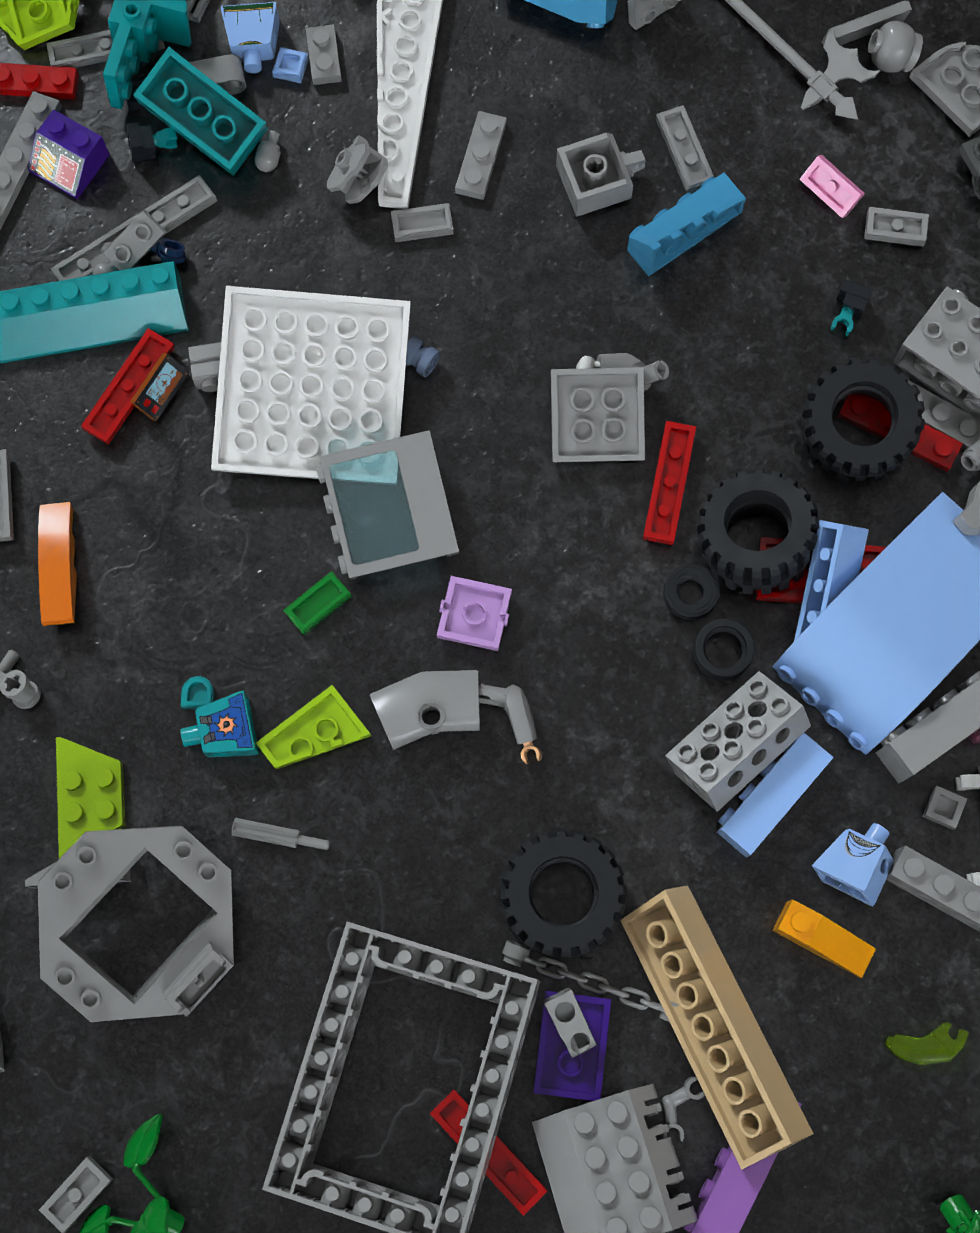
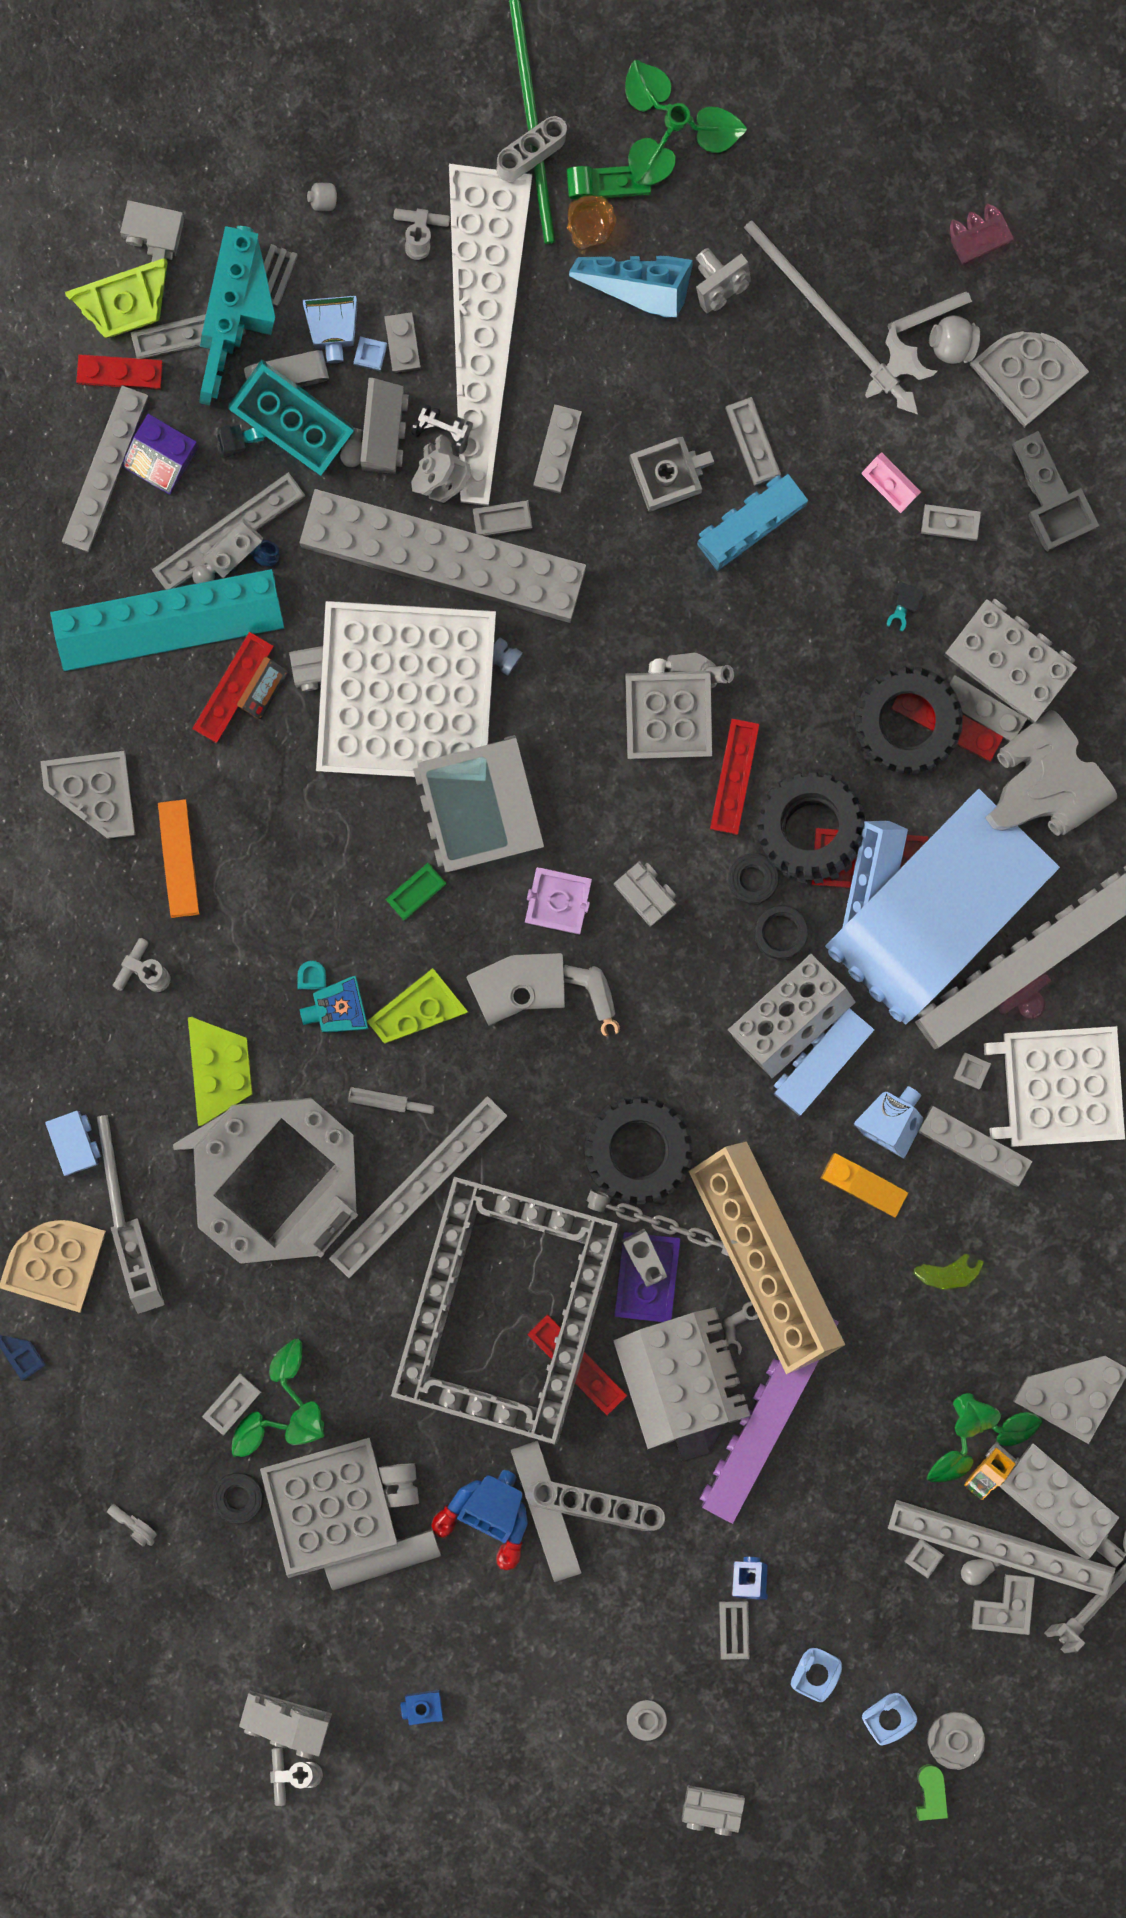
camera: 10 degrees left, 10 degrees up
(297, 126) = (383, 427): none -> light grey slope
(306, 936) = (418, 1187): none -> light grey plate
(350, 122) = (459, 435): none -> piece
(357, 254) = (442, 555): none -> light grey brick
(571, 605) = (645, 893): none -> light grey brick

